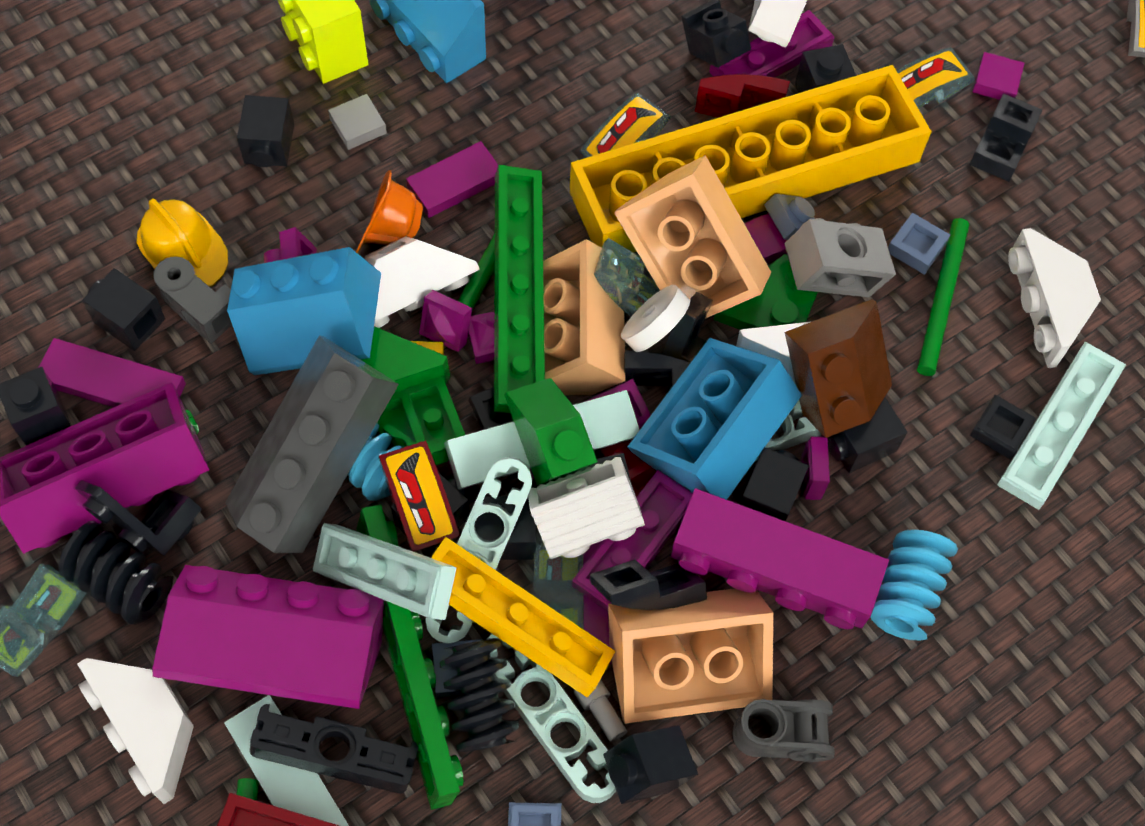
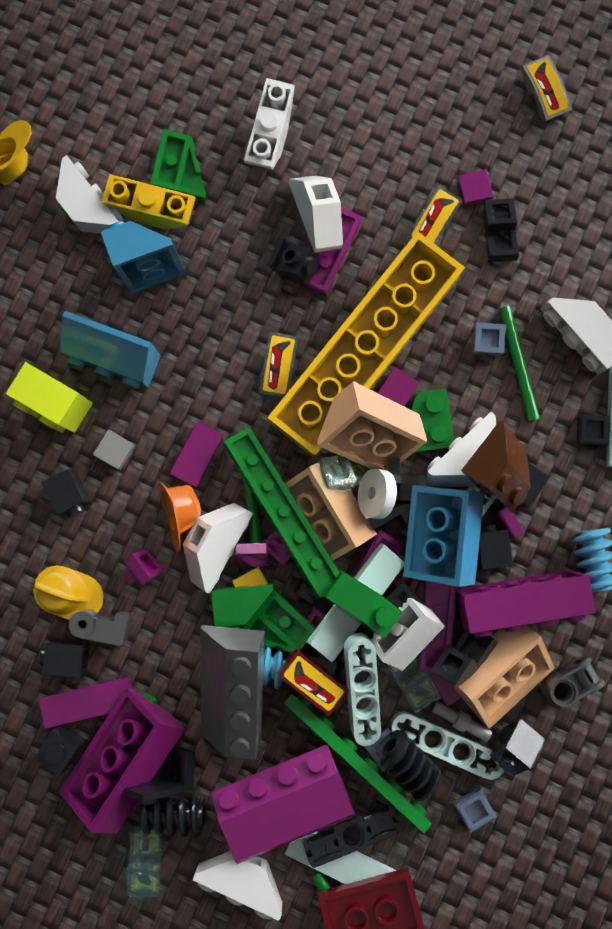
camera: 25 degrees left, 20 degrees up
(291, 301) = (176, 607): dark azure slope -> none
(385, 570) = (324, 739): light aqua tile -> none
(524, 621) = (405, 718): yellow plate -> none
(729, 93) = (325, 301): dark red slope -> none
(789, 213) = (409, 365): sand blue plate -> none
(823, 67) = (376, 256): black brick -> none
(839, 258) = (453, 382): light grey brick -> none

